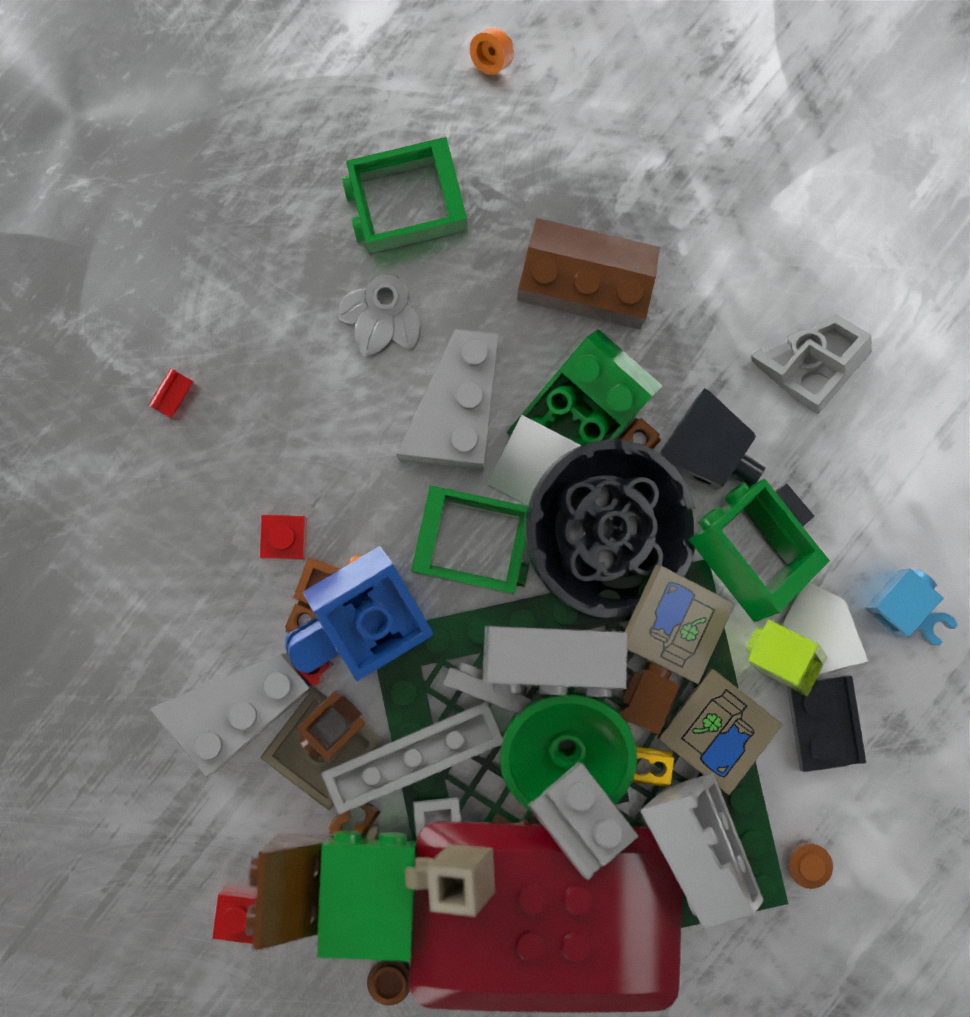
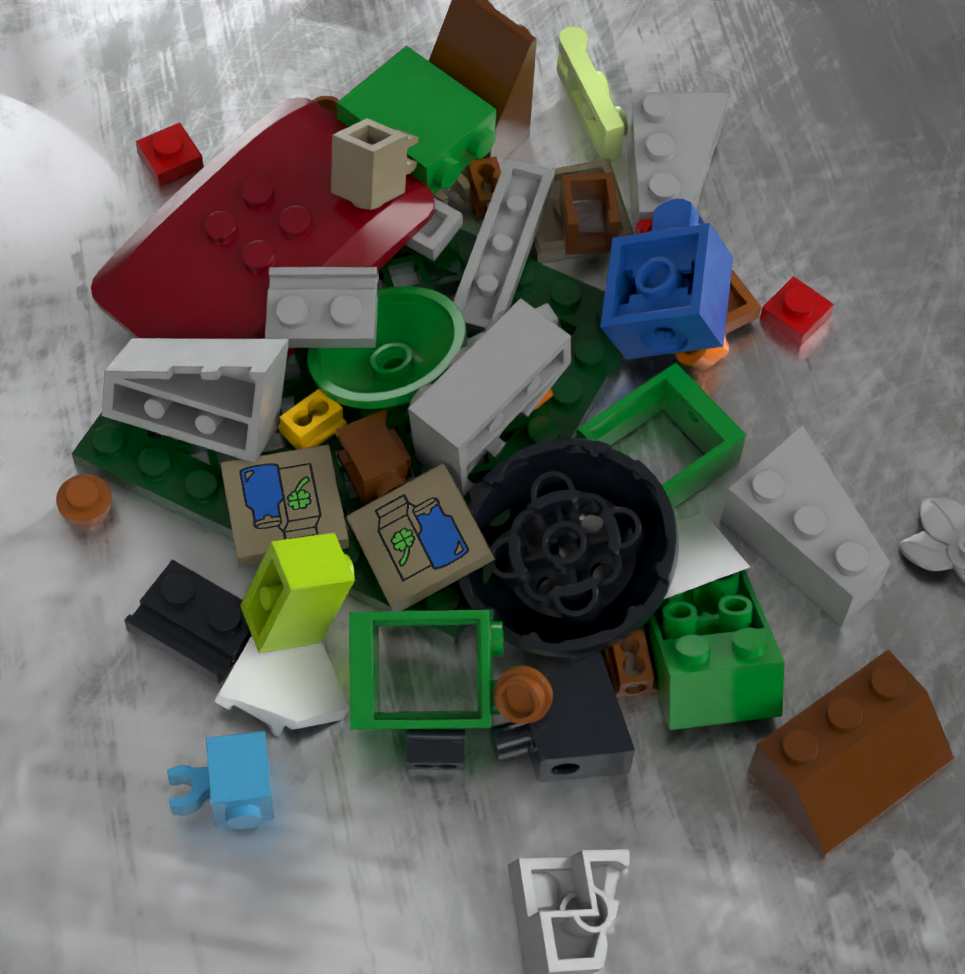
camera: 130 degrees right, 25 degrees down
(212, 816) = (590, 94): none -> yellowish green plate
(736, 471) = (523, 695): none -> dark orange plate

